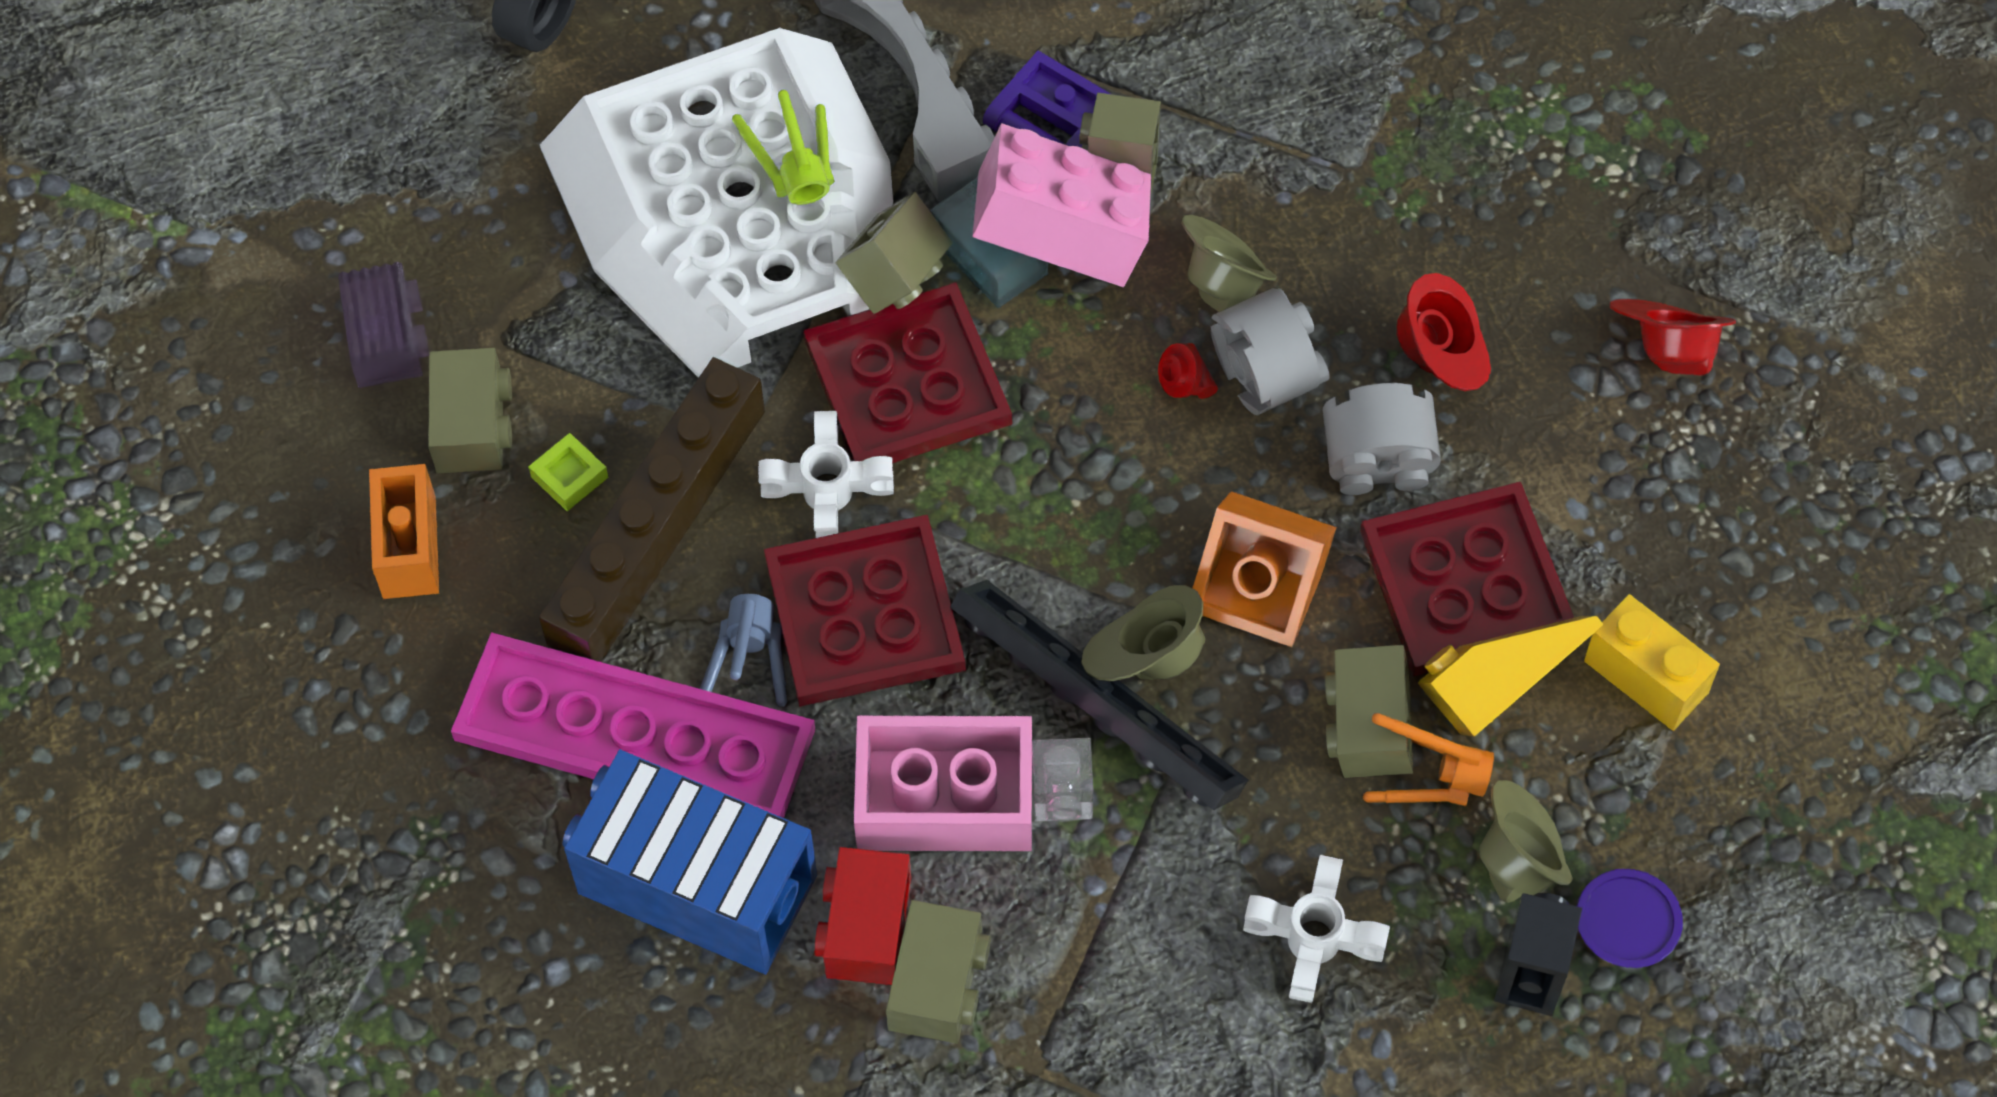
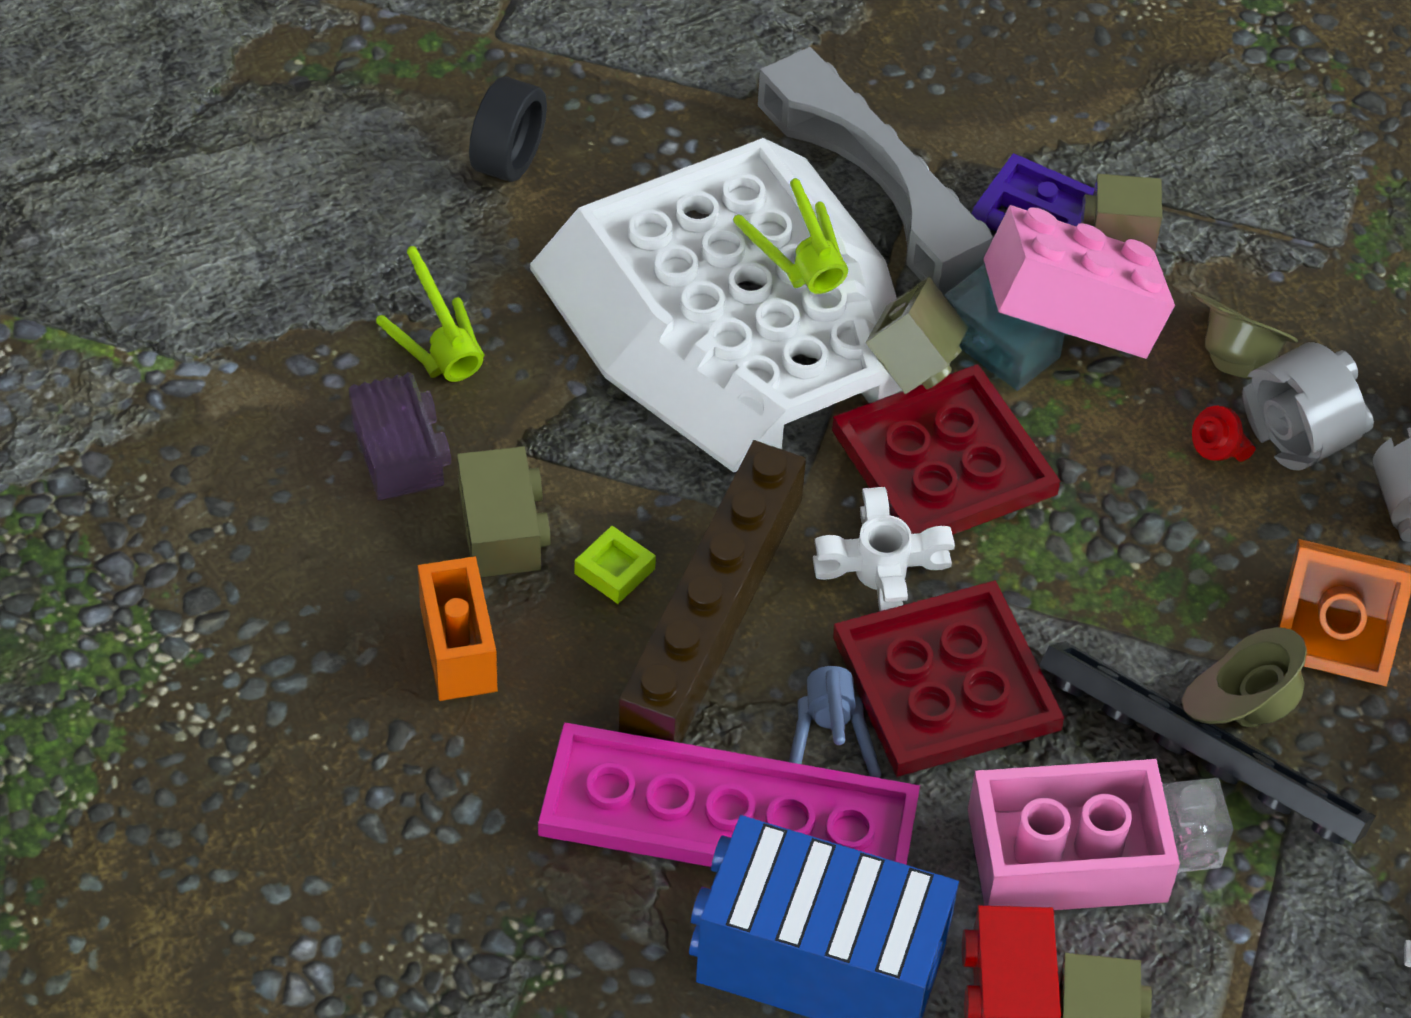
camera: 10 degrees left, 10 degrees down
(449, 235) = (452, 348): none -> lime plant

